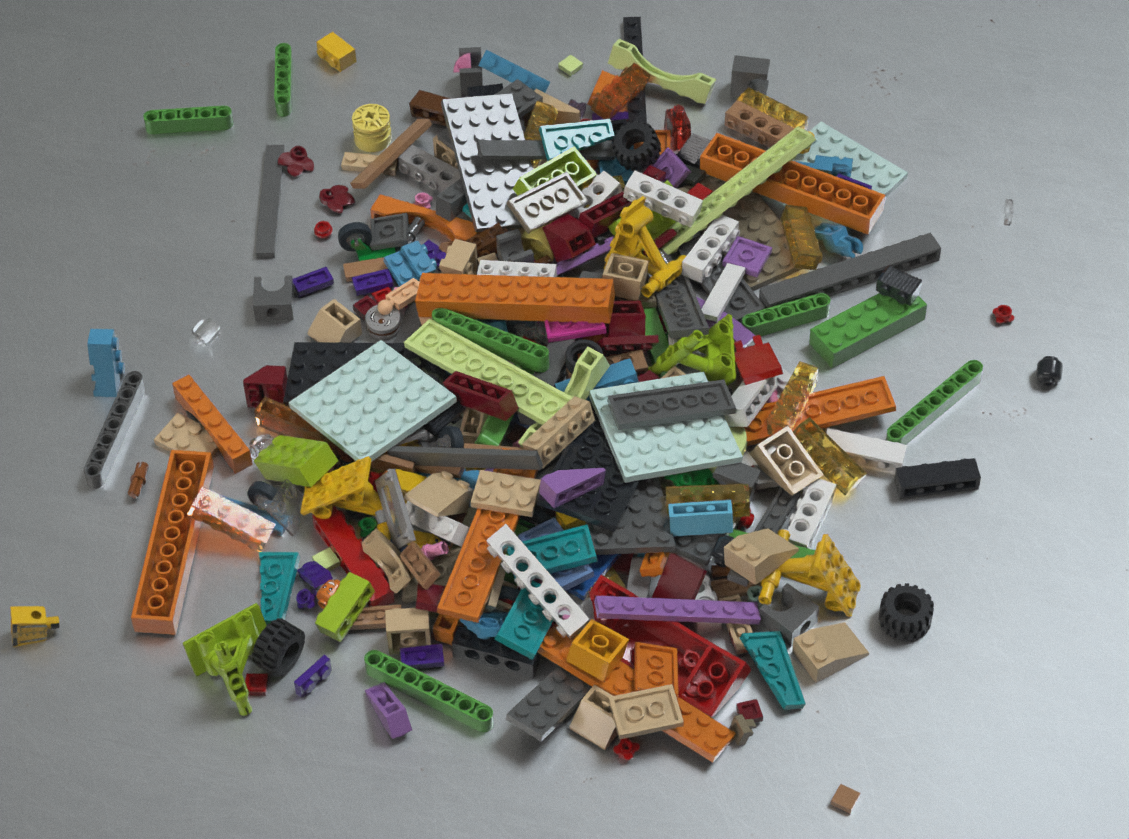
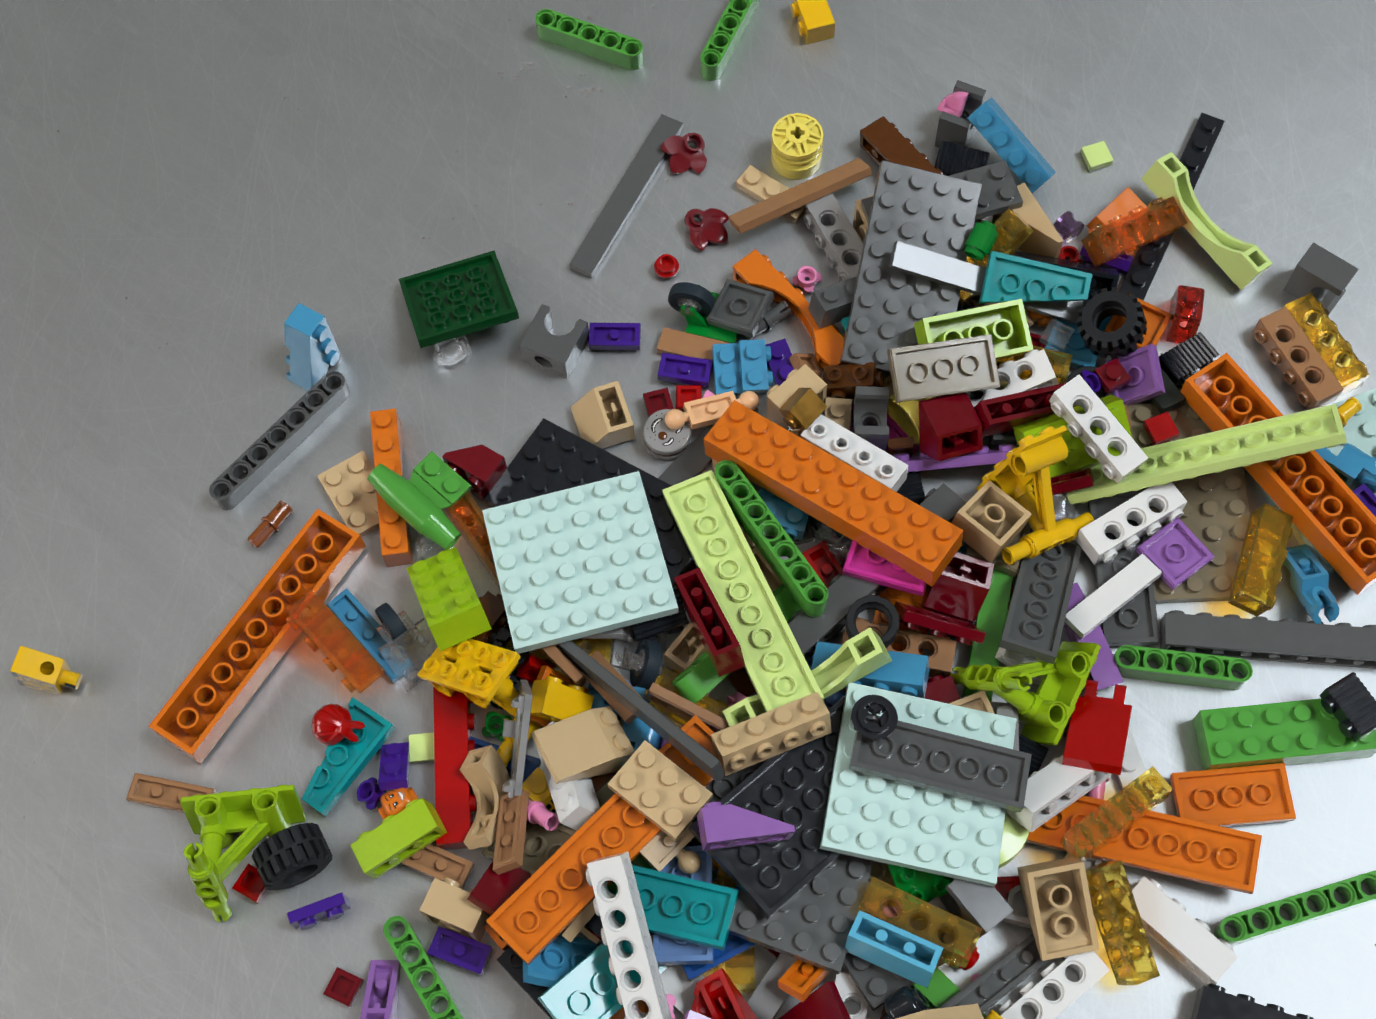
camera: 30 degrees right, 15 degrees up
(161, 662) = (162, 792): none -> medium nougat tile
(192, 297) = (458, 299): none -> dark green plate
(243, 411) = (422, 499): none -> bright green plate
(257, 569) = (333, 724): none -> red piece
(355, 713) = (343, 987): none -> dark red tile
(469, 259) = (802, 409): none -> pearl gold brick
(527, 526) = (664, 849): none -> tan plate
(529, 124) = (981, 240): none -> green brick
(605, 165) = (1057, 335): none -> clear tile
(615, 387) = (876, 705): none -> black gear
(859, 365) = (1234, 795): none -> orange plate

